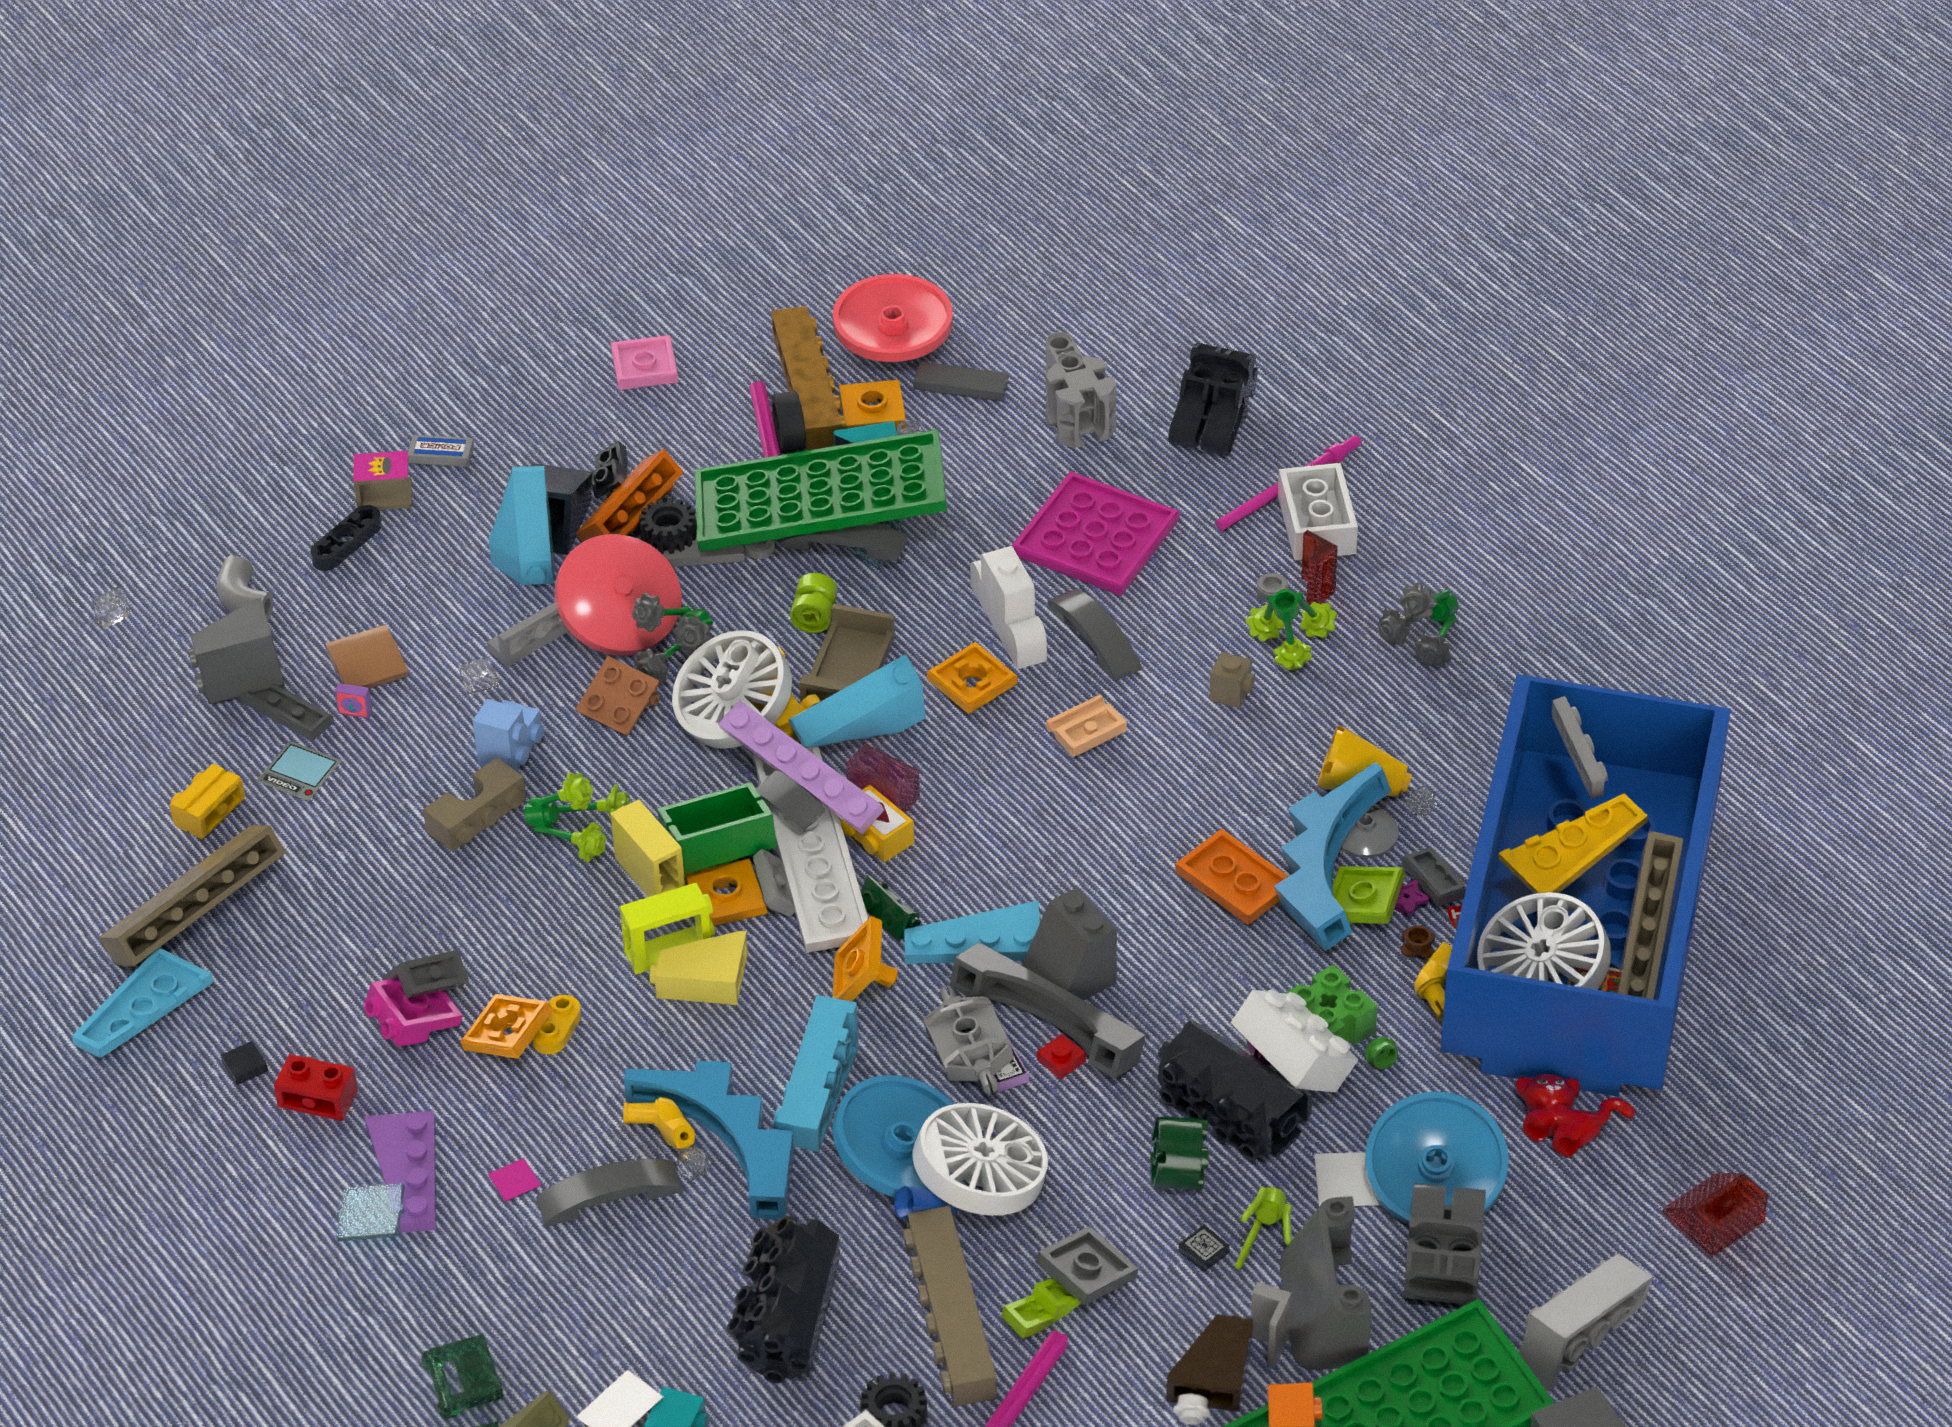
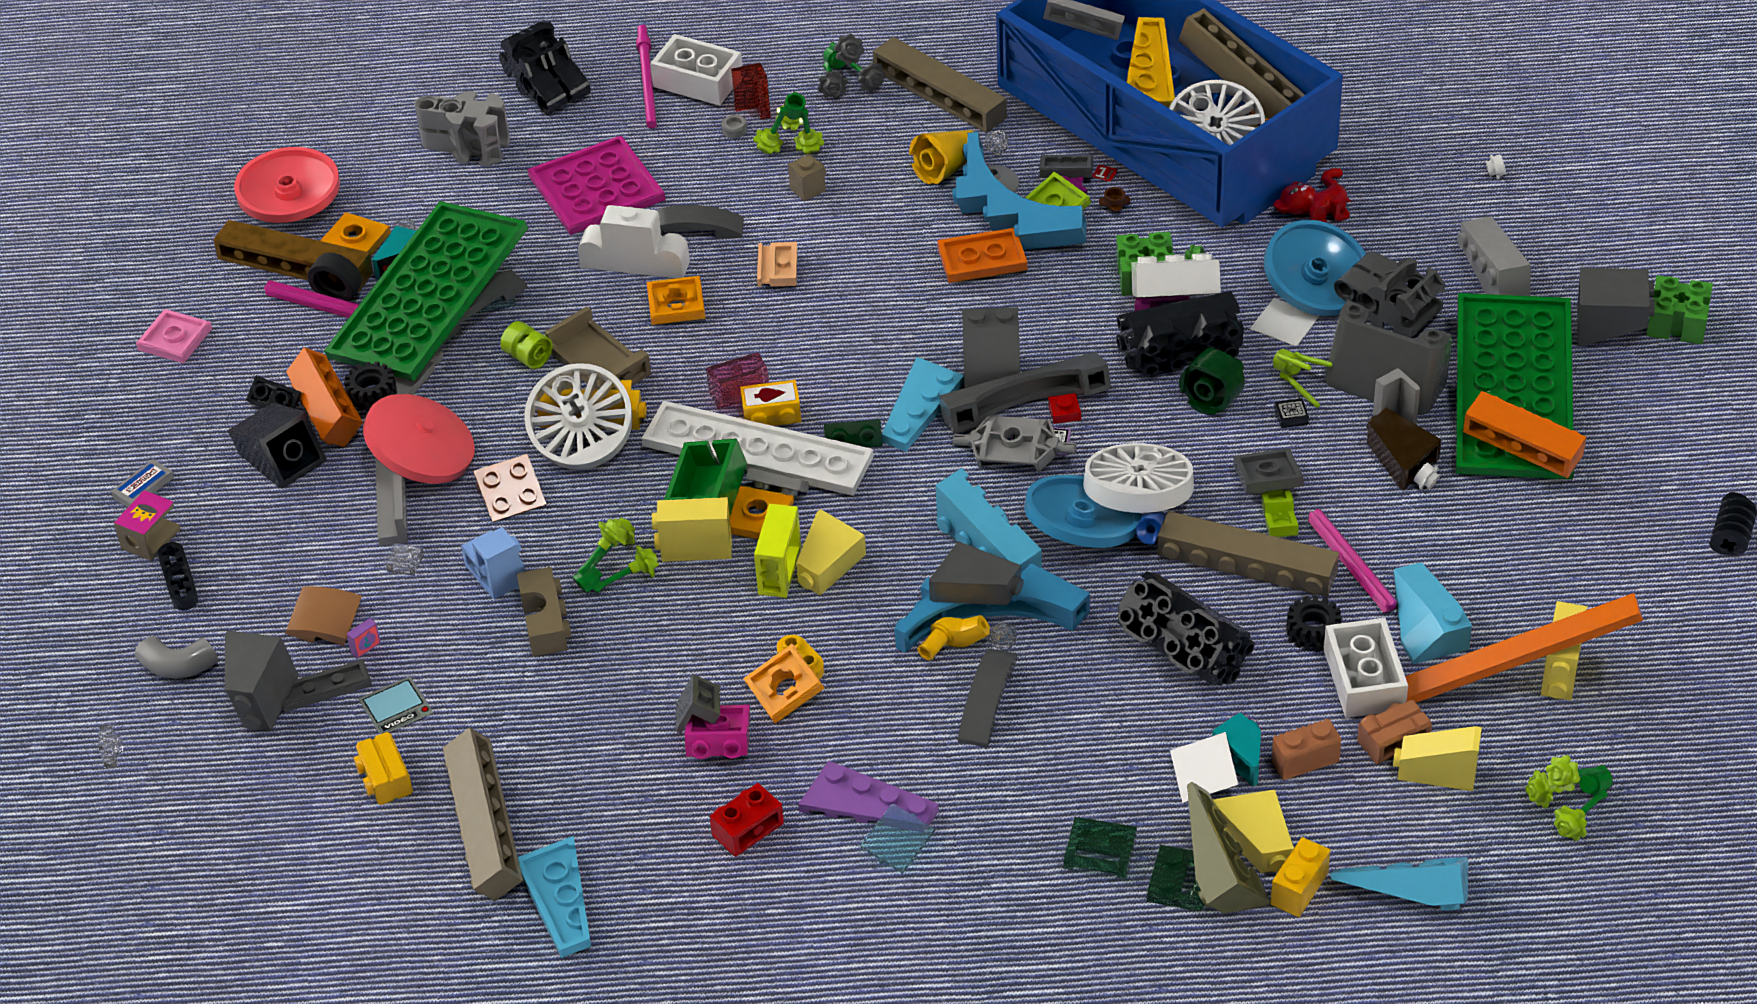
camera: 55 degrees left, 0 degrees up
(244, 1063) = (676, 857): black tile -> none
(514, 1179) = (928, 746): dark pink sticker -> none
(522, 531) = (312, 458): medium azure wedge -> none
(691, 632) = (477, 417): dark grey plant -> none
(722, 1090) = (975, 578): none -> dark grey slope
(790, 800) = (717, 429): dark grey slope -> none
(802, 766) = (696, 409): lavender plate -> none
(860, 962) = (902, 464): light orange tile -> none
(871, 707) = (661, 353): medium azure wedge -> none
(961, 381) = (378, 184): dark grey tile -> none
(1432, 979) = (1155, 205): yellow arm -> none
(1472, 710) = (941, 85): none -> dark tan brick
(1719, 1210) = (1453, 167): clear red slope -> none
(1766, 1249) = (1496, 166): none -> white plate

